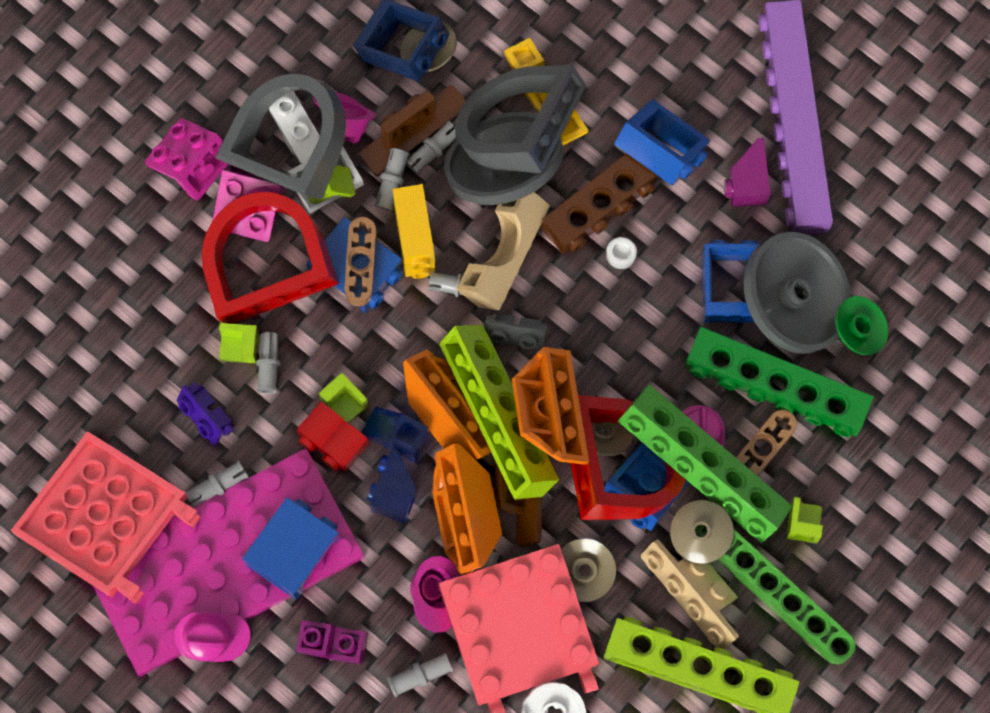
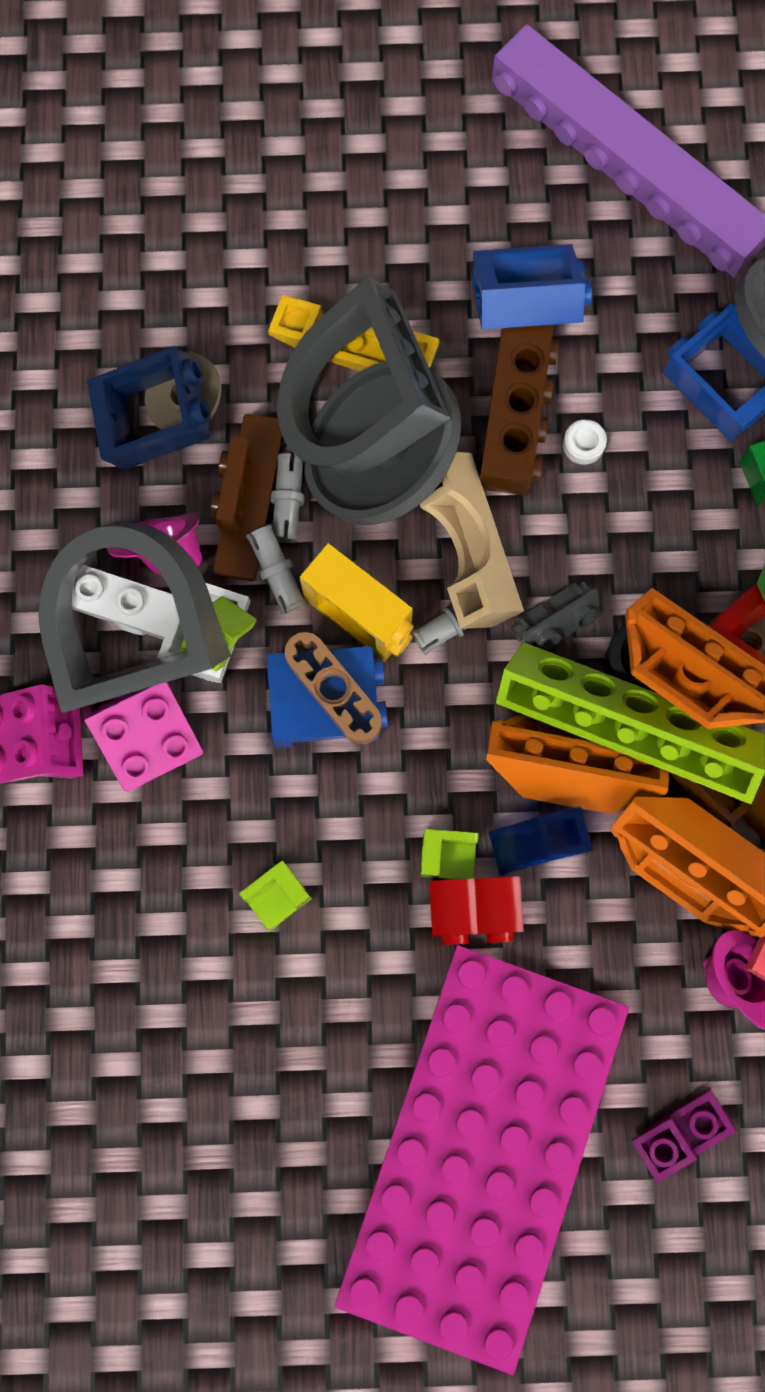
camera: 40 degrees left, 5 degrees up
(102, 515) = (308, 1236): coral plate -> none
(195, 403) = (289, 1006): dark purple hinge -> none
(212, 636) = (555, 1257): dark pink piece -> none
(216, 484) = (398, 1076): light grey pin -> none
(268, 363) = (327, 887): light grey axle -> none
(291, 546) = (557, 1076): blue panel -> none
(315, 280) = (225, 869): red window -> none
(395, 489) = (596, 904): clear blue slope -> none
(749, 178) = (643, 250): magenta slope -> none

